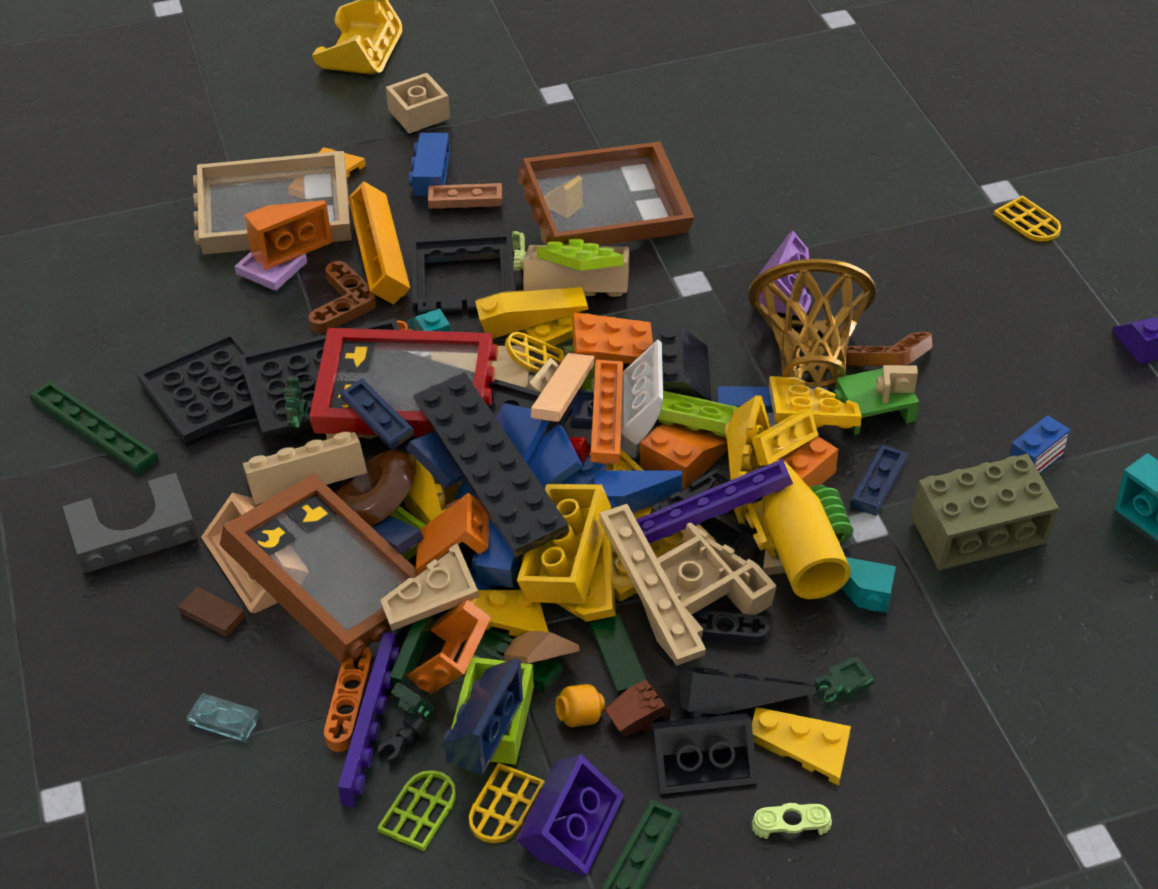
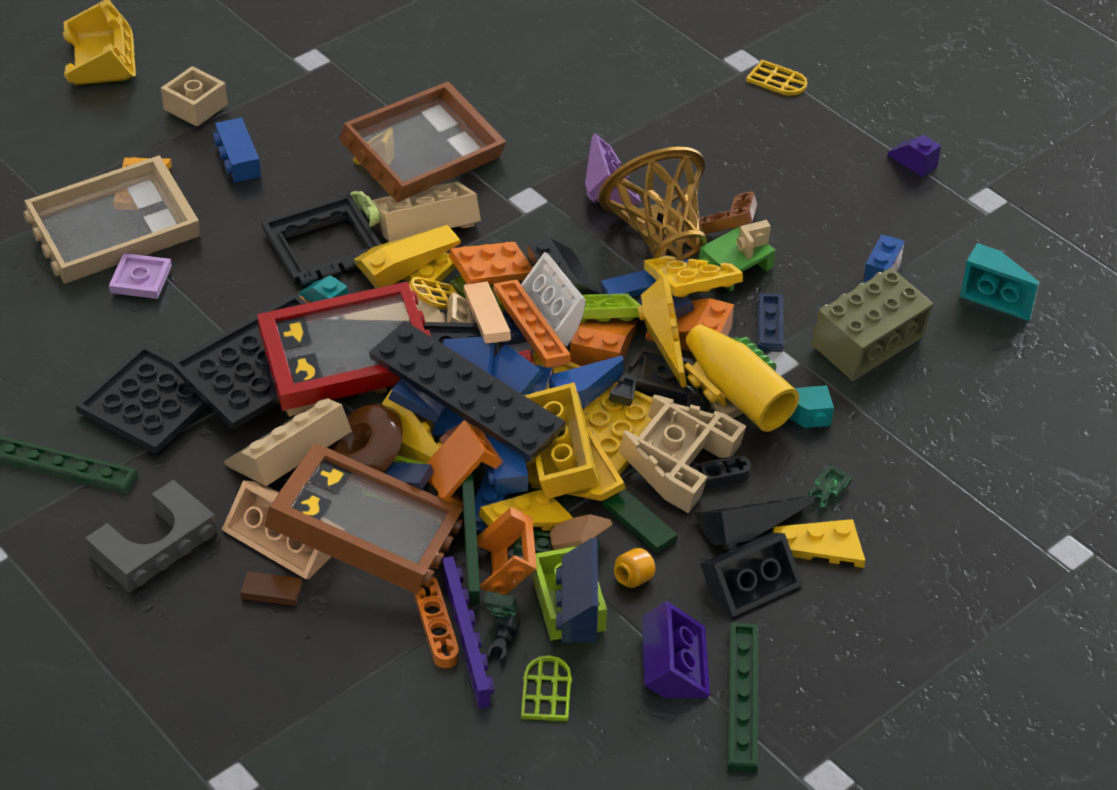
camera: 25 degrees left, 0 degrees up
(223, 717) = (336, 670): clear light blue plate -> none
(287, 231) = (150, 241): orange slope -> none
(295, 405) = (255, 388): clear green plate -> none
(327, 315) = (240, 286): dark orange beam -> none
(377, 414) = (342, 376): dark blue tile -> none
(378, 243) = (234, 231): light orange brick -> none
(436, 589) = (476, 507): tan wing -> none
(465, 195) = (285, 171): nougat plate -> none
(499, 792) = (621, 674): yellow window -> none
(580, 255) = (434, 198): lime plate -> none
(637, 709) = (682, 556): copper hand -> none
(652, 585) = (653, 451): tan plate -> none
(715, 501) = (658, 378): dark purple plate -> none
(770, 819) = (829, 607): yellowish green piece -> none
(784, 437) = (693, 305): yellow plate -> none

